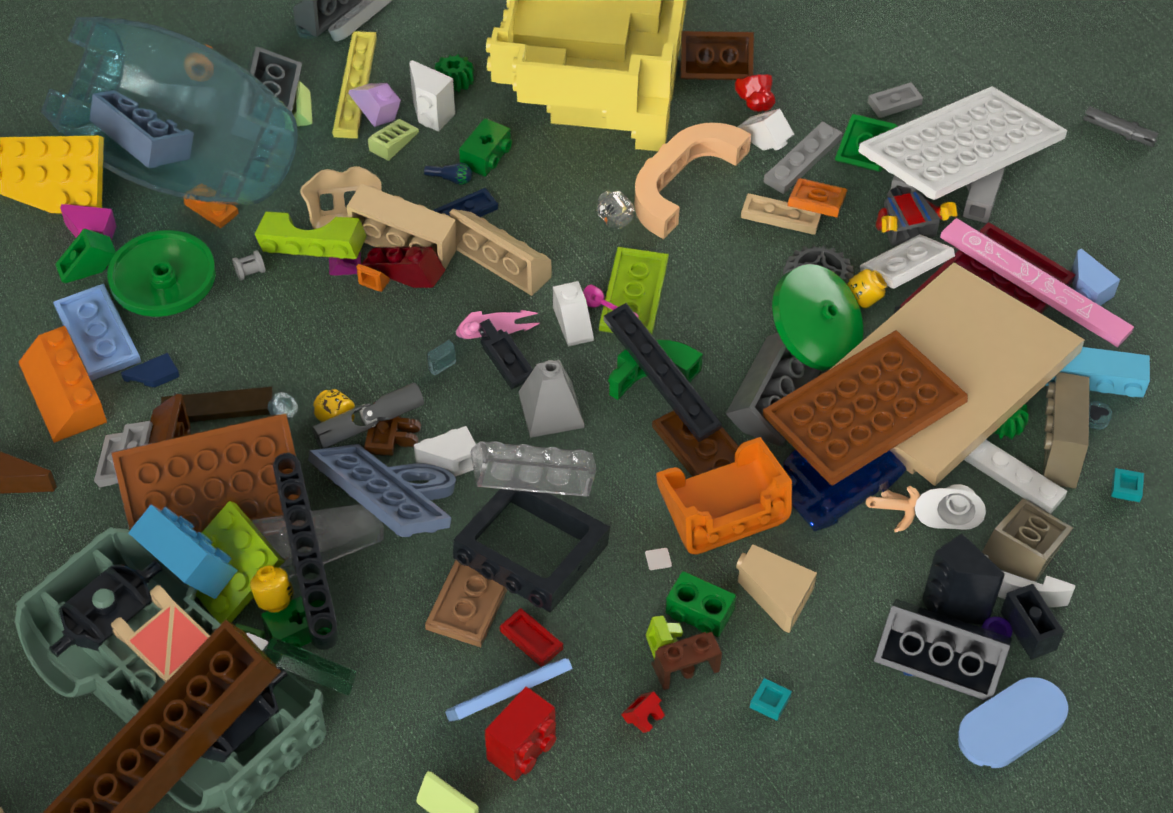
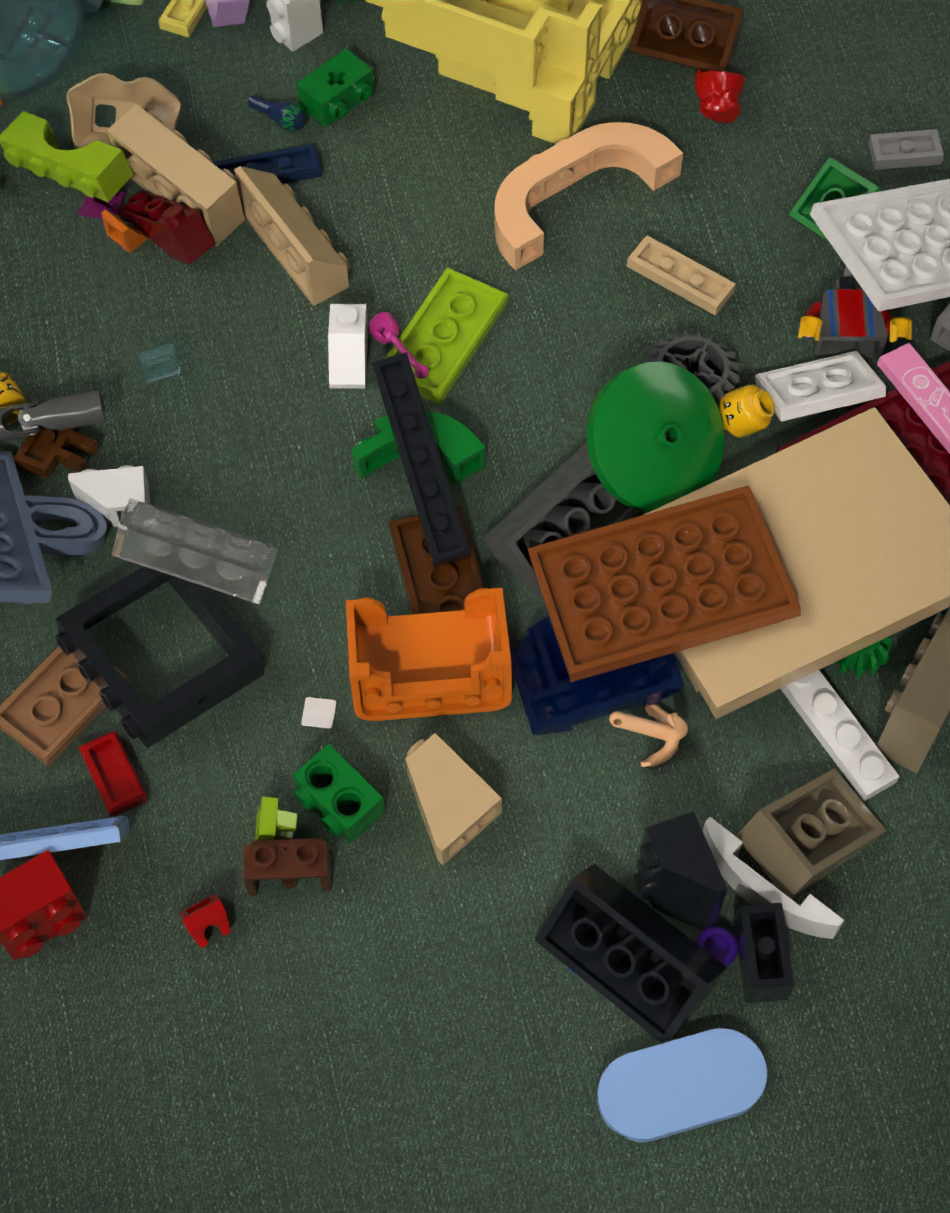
camera: 20 degrees right, 10 degrees up
(378, 140) = (216, 59): yellowish green slope -> none
(502, 320) = (241, 335): bright pink piece -> none
(504, 354) = (238, 382): black hinge -> none
(550, 400) = (270, 460): light grey slope -> none
(615, 209) = (464, 214): clear head -> none
(768, 130) = (710, 152): white slope -> none
(770, 699) = (373, 953): teal plate -> none
(802, 157) = (746, 201): light grey plate -> none
(817, 197) = (737, 264): orange tile -> none
(950, 508) = (725, 756): white piece -> none

